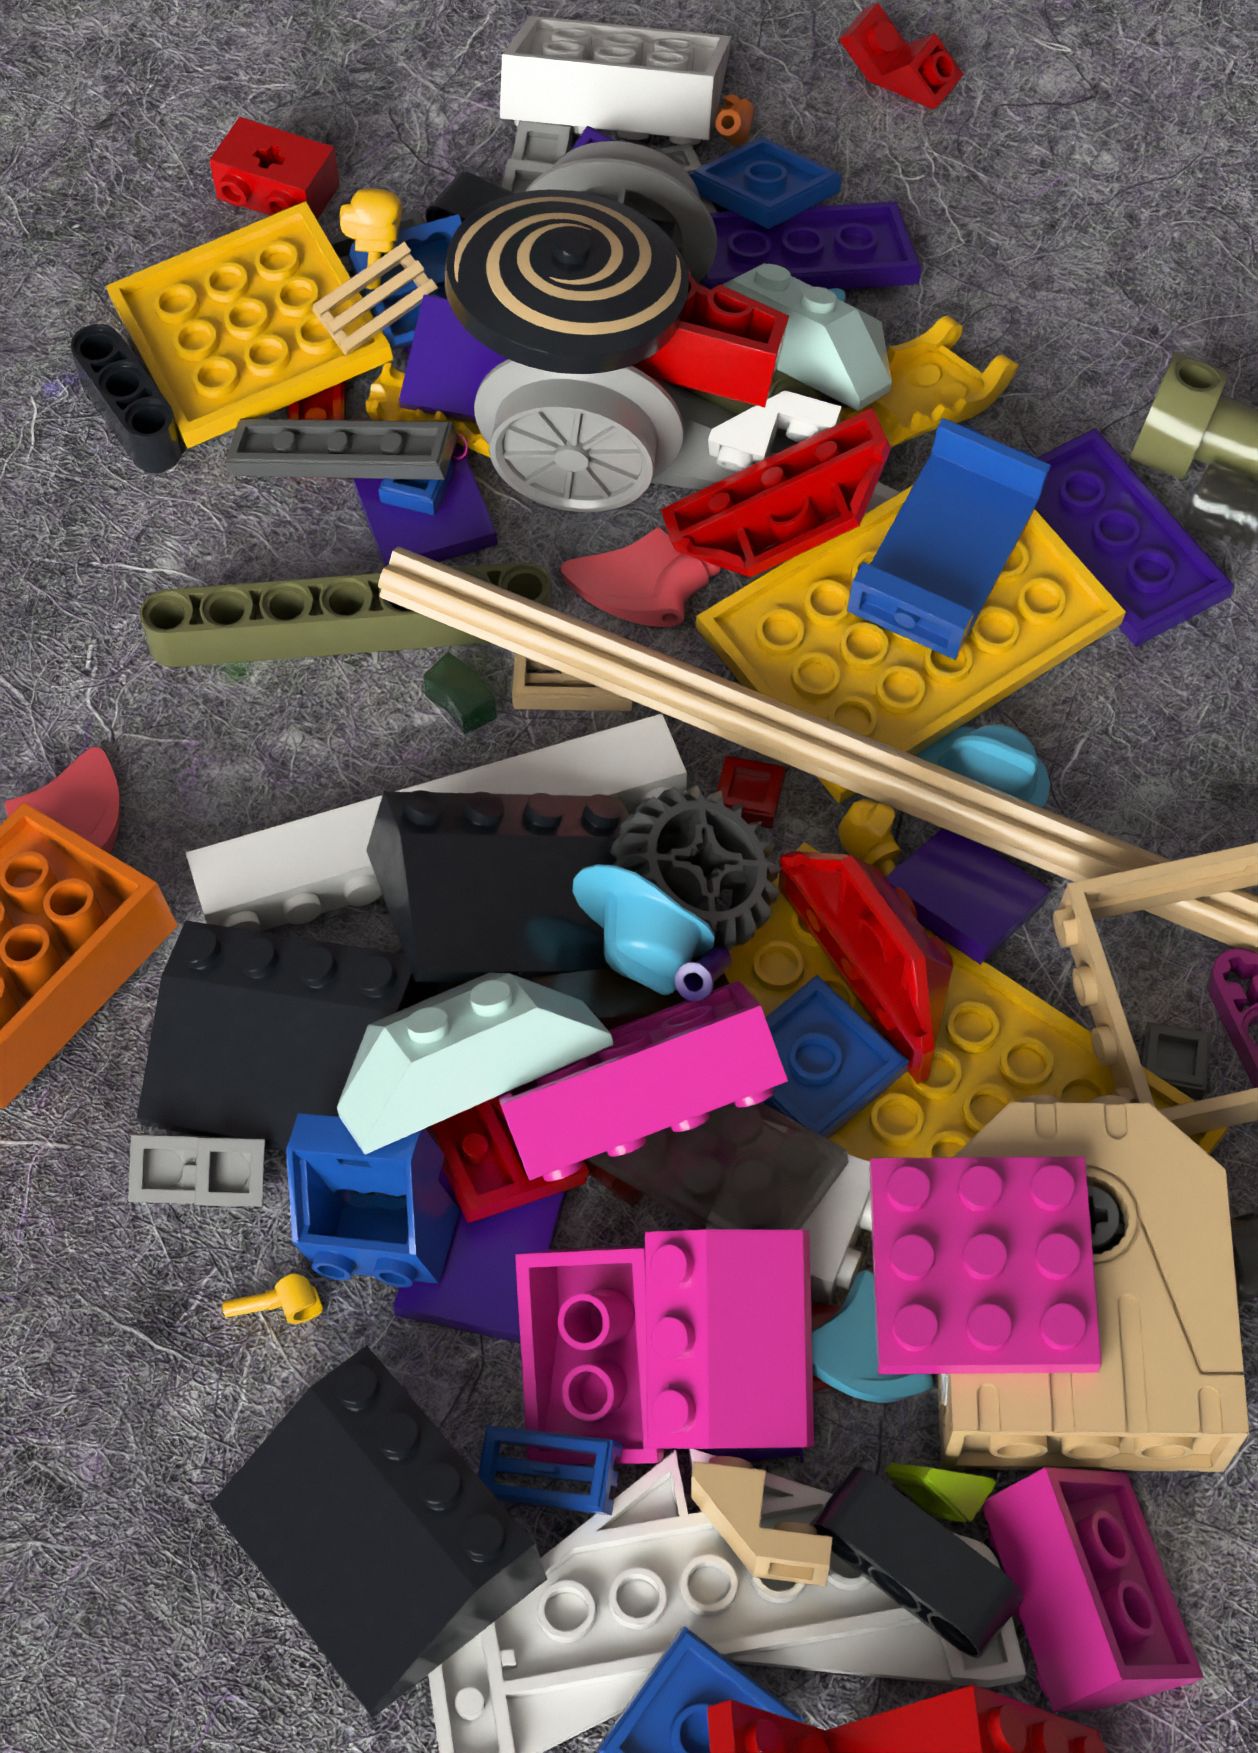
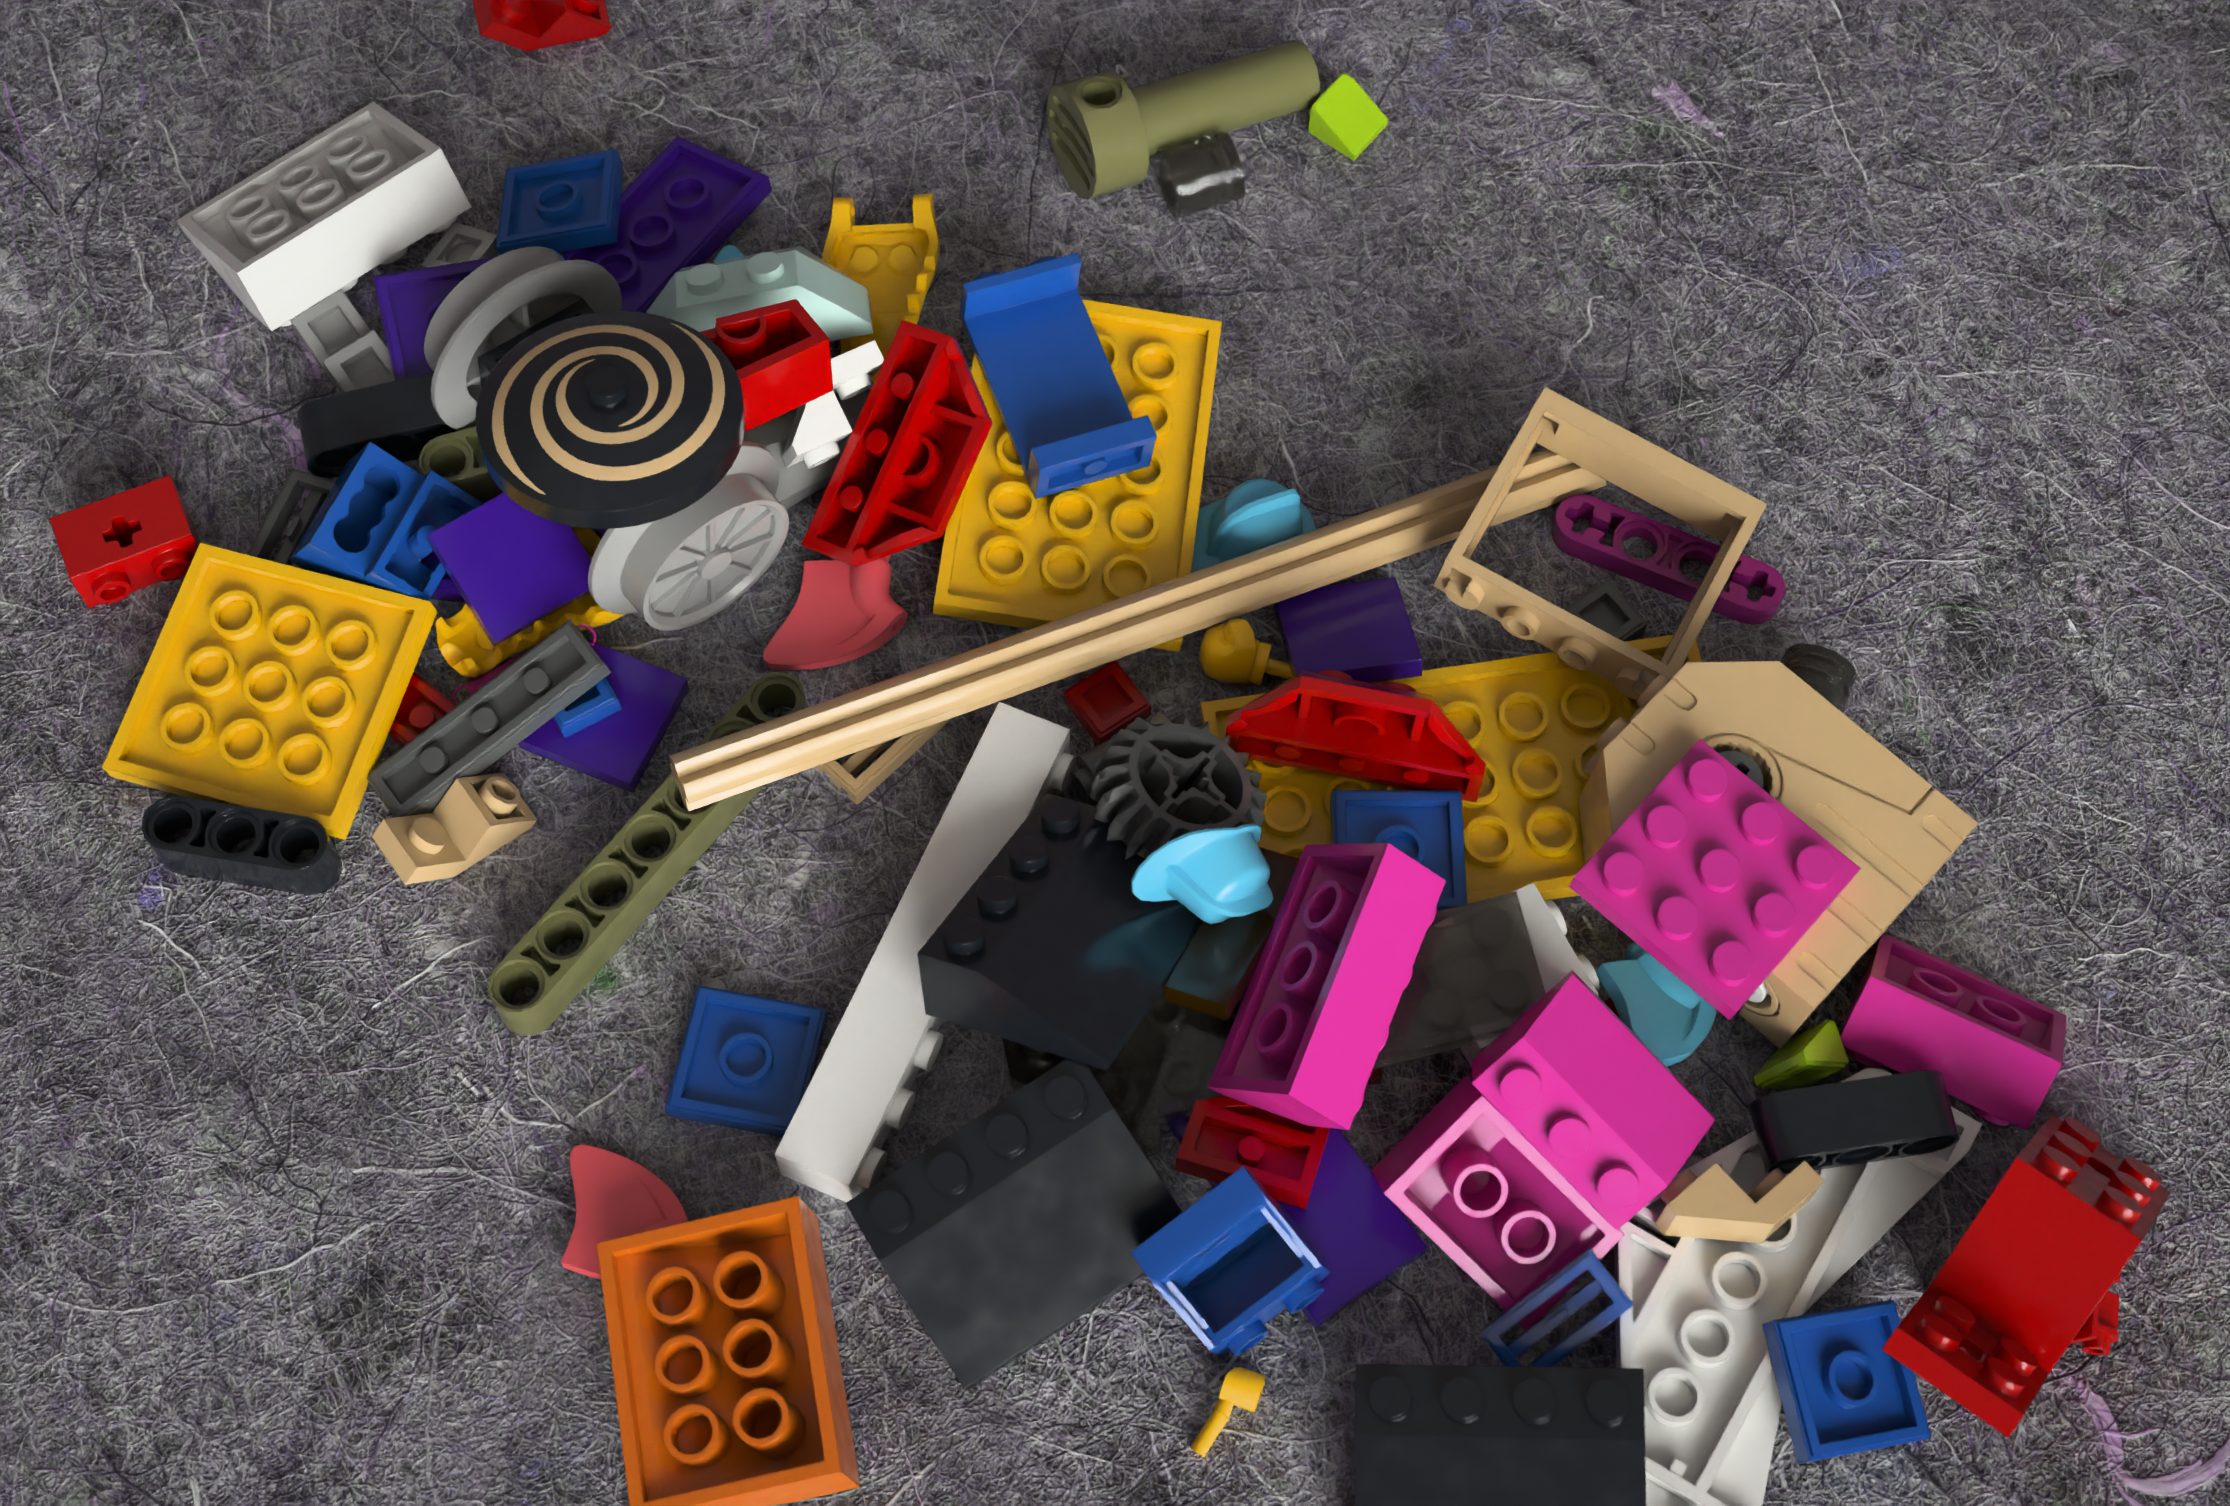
camera: 50 degrees left, 5 degrees up
(196, 1170) = (1063, 1375): light grey slope -> none
(251, 786) = (745, 1061): none -> blue tile
(270, 505) = (463, 829): none -> tan slope
(373, 222) = (322, 511): yellow piece -> none
(412, 271) = (394, 523): tan tile -> none
(460, 693) = (812, 829): clear green piece -> none
(460, 1054) = (1202, 1091): light aqua wedge -> none
(696, 979) = (1286, 872): dark purple piece -> none
(735, 119) = (468, 166): orange arm -> none
(1127, 538) = (1148, 260): dark purple tile -> none

